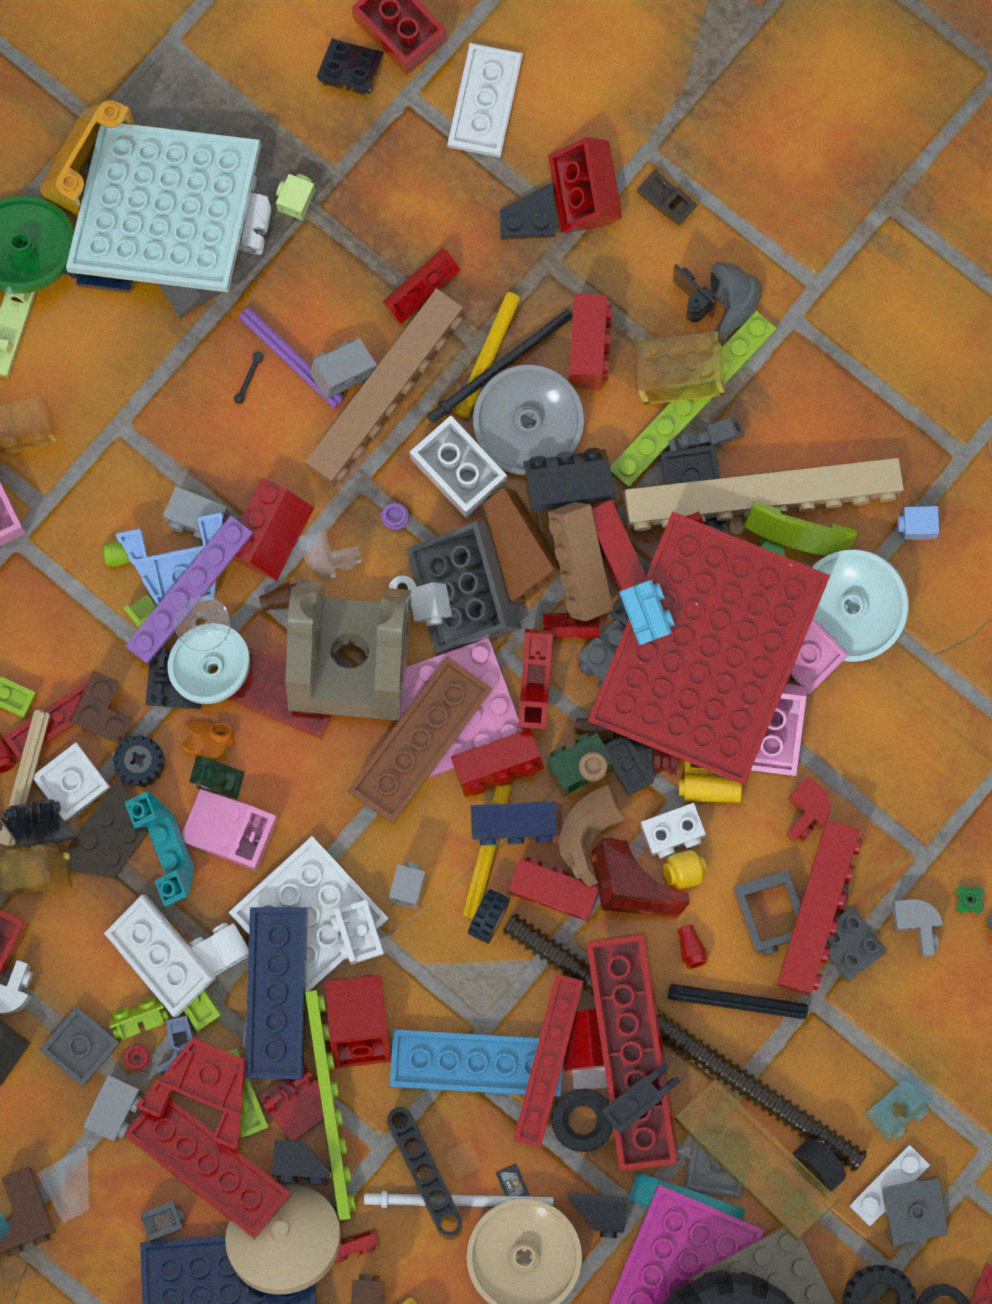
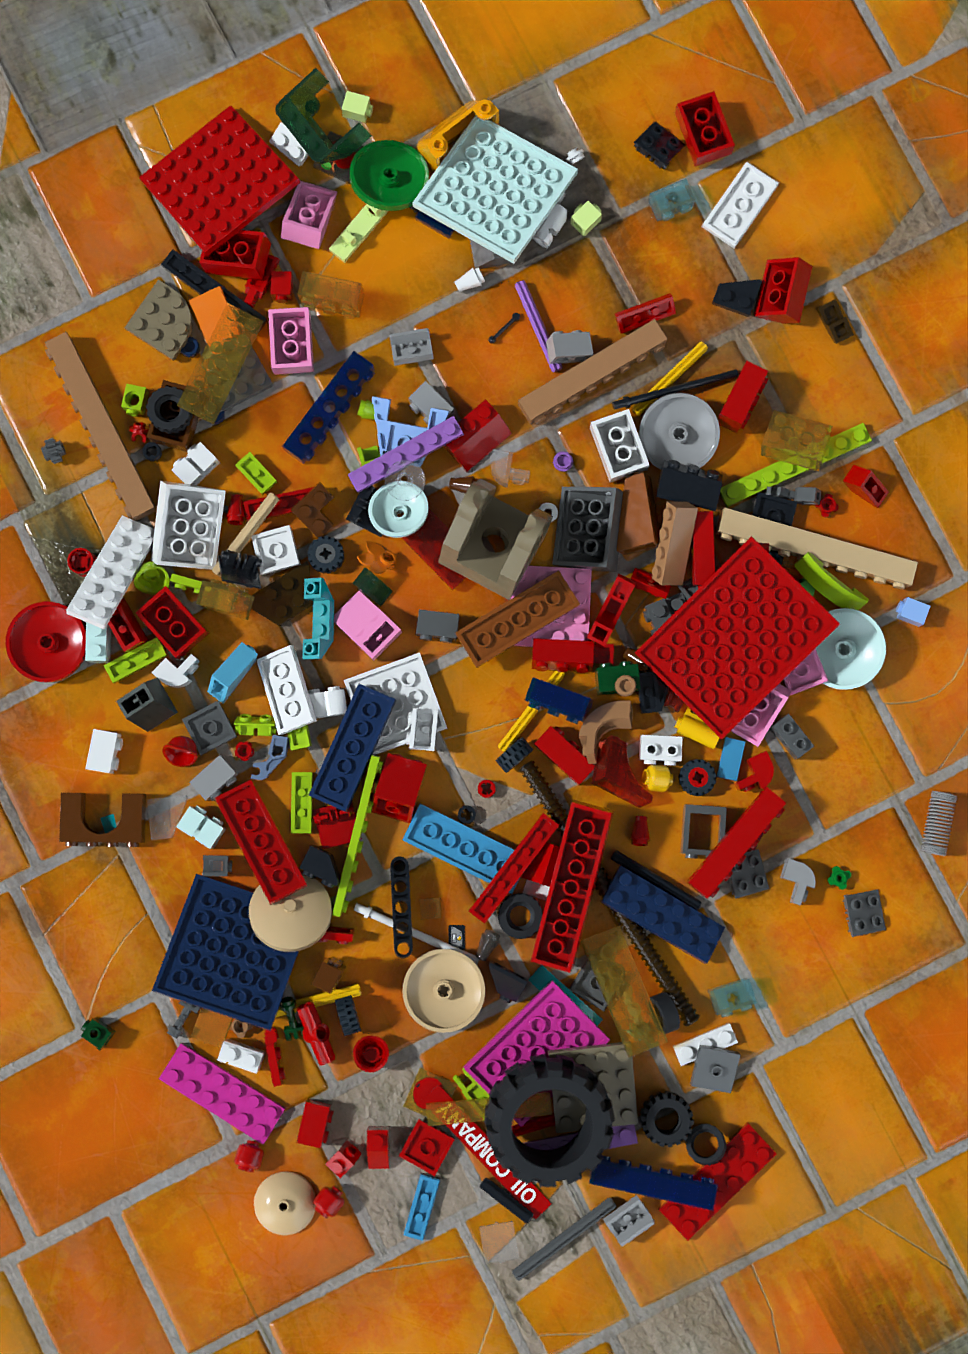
camera: 20 degrees right, 5 degrees up
(55, 1092) = (180, 751): none -> red helmet
(75, 502) = (354, 364): none -> clear blue brick
(79, 962) = (232, 672): none -> medium azure slope
(122, 1179) = (202, 827): none -> light aqua piece
(139, 450) = (411, 346): none -> light grey bracket
(180, 333) = (469, 280): none -> white cone
(208, 1077) = (284, 784): red wing -> none
(248, 123) = (575, 155): none -> white plate
(320, 792) = (437, 625): none -> dark grey brick
(399, 116) = (676, 192): none -> clear light blue brick
(408, 885) = (469, 712): light grey brick -> none
(430, 603) = (562, 530): white brick -> none
(458, 1028) = (470, 809): none -> black bush
(478, 970) = (480, 789): none -> red bush
(548, 739) = (603, 654): none -> red plate
(555, 1174) = (488, 942): none -> clear smoke cone
(638, 1100) = (562, 920): black hinge -> none
(646, 611) = (705, 596): medium azure brick -> none
(701, 299) = (830, 400): black hinge -> none
(727, 852) = (692, 773): none -> black wheel
(738, 294) = (855, 405): dark grey piece -> none
(761, 430) = (833, 506): none -> red plate
(764, 1041) = (662, 914): none -> dark blue plate
(768, 806) = (730, 759): none -> dark azure tile
(793, 388) = (866, 485): none -> red slope
(832, 745) = (791, 736): none -> dark grey brick

